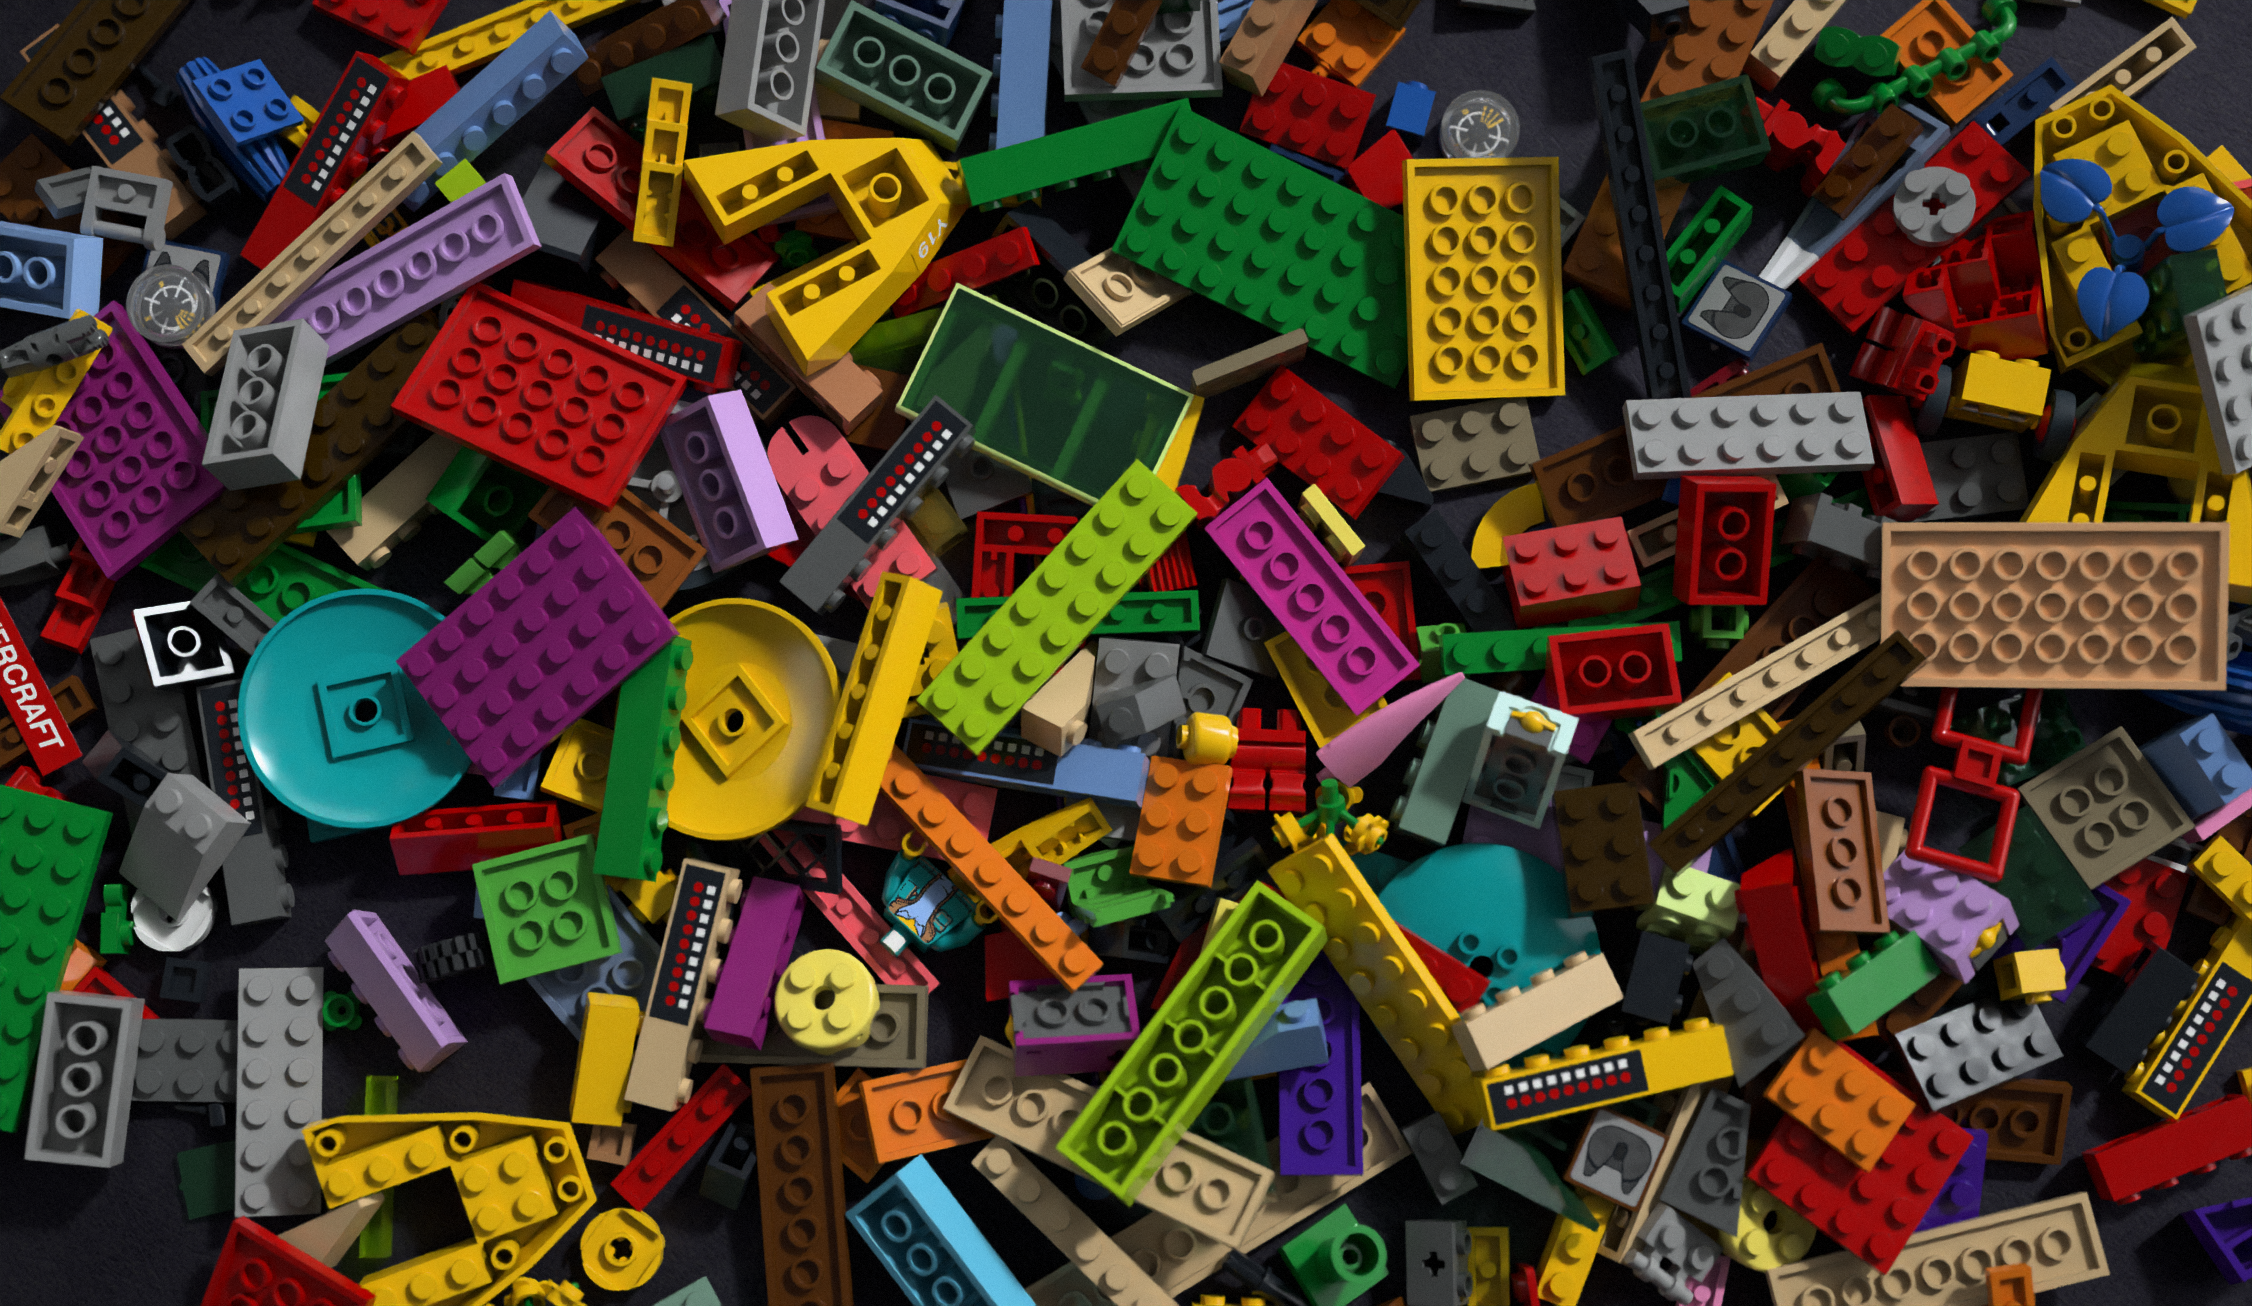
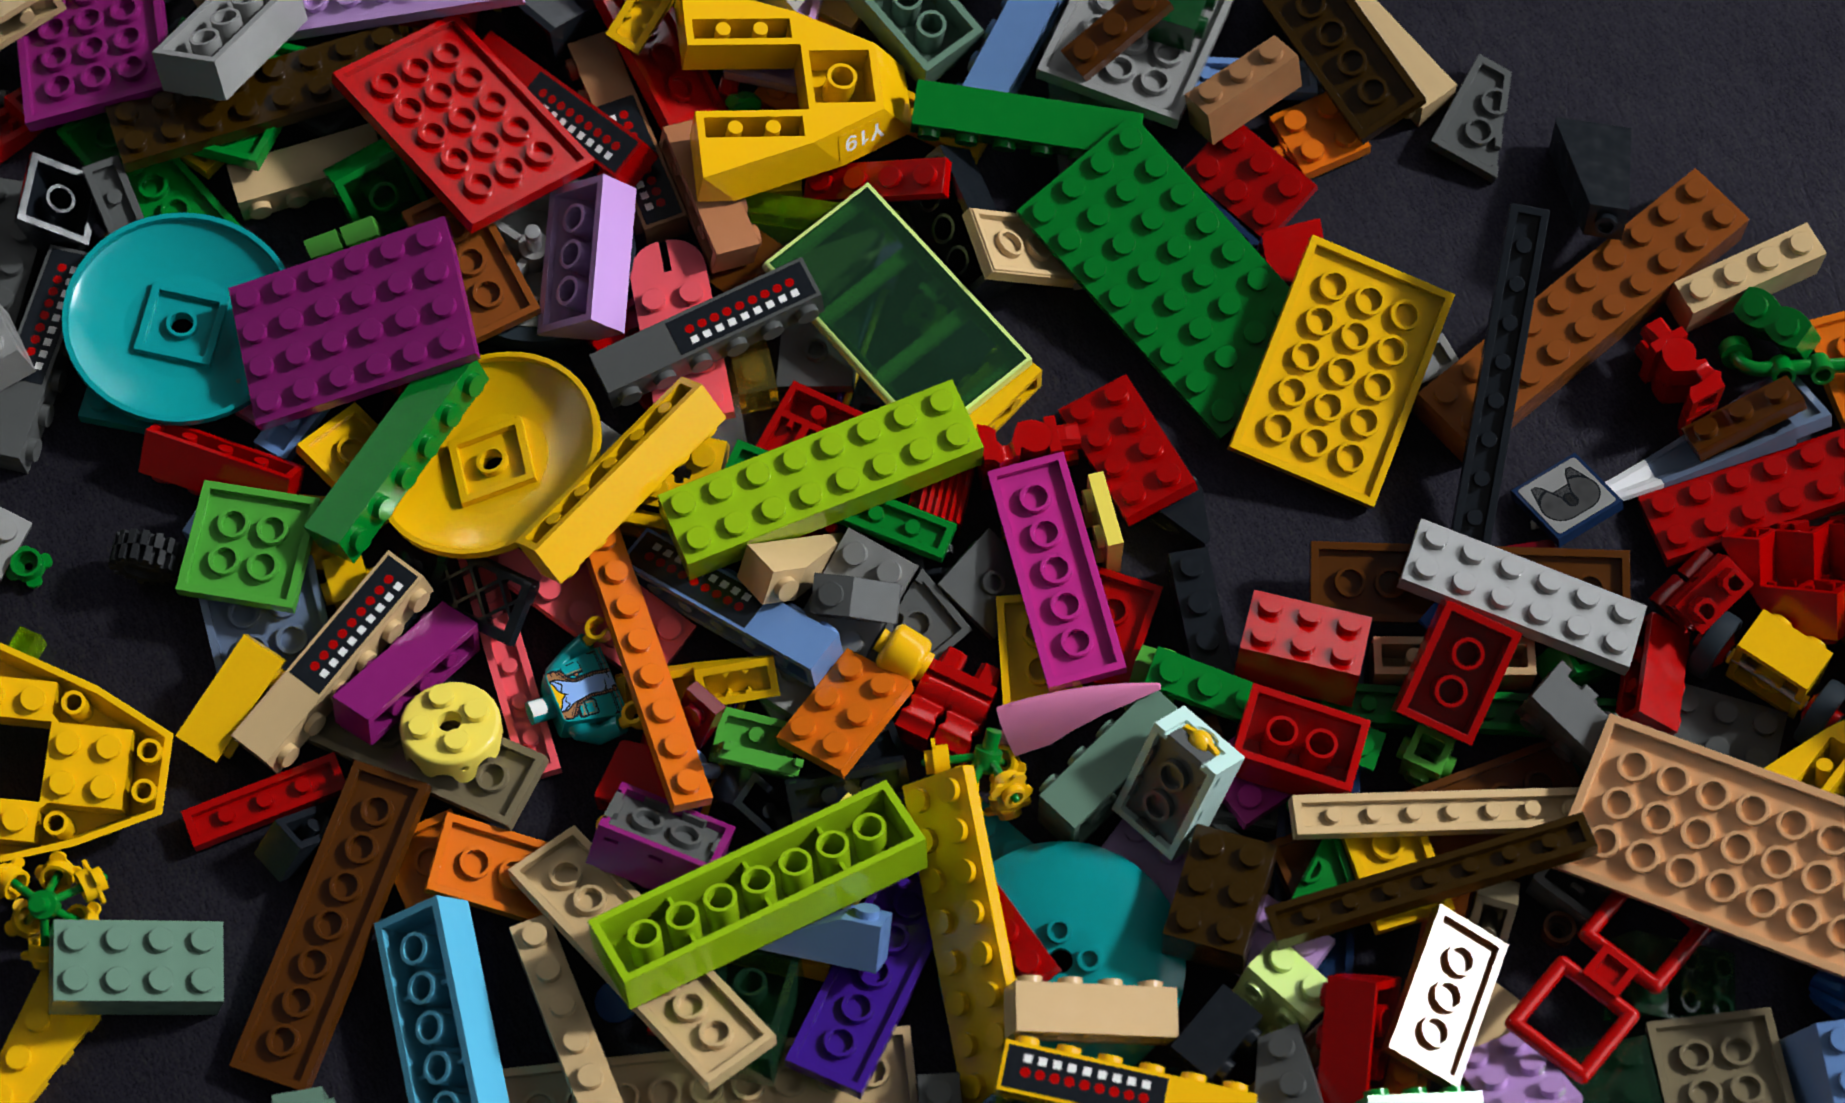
camera: 25 degrees right, 15 degrees down
(394, 991) = (81, 564): lavender slope -> none
(598, 1251) = (158, 897): yellow plate -> none
(612, 1143) = (201, 777): medium nougat plate -> none
(1249, 364) = (1094, 358): dark tan tile -> none
(1410, 112) = (1343, 214): blue brick -> none
(1474, 443) = (1270, 515): dark tan plate -> none
(1479, 127) = (1401, 244): clear piece -> none
(1507, 517) = (1283, 582): yellow tile -> none
(1585, 333) = (1416, 461): green plate -> none
(1704, 132) = (1590, 320): clear green brick -> none
(1706, 243) = (1559, 430): green brick -> none
(1940, 183) = (1788, 456): light grey plate -> none

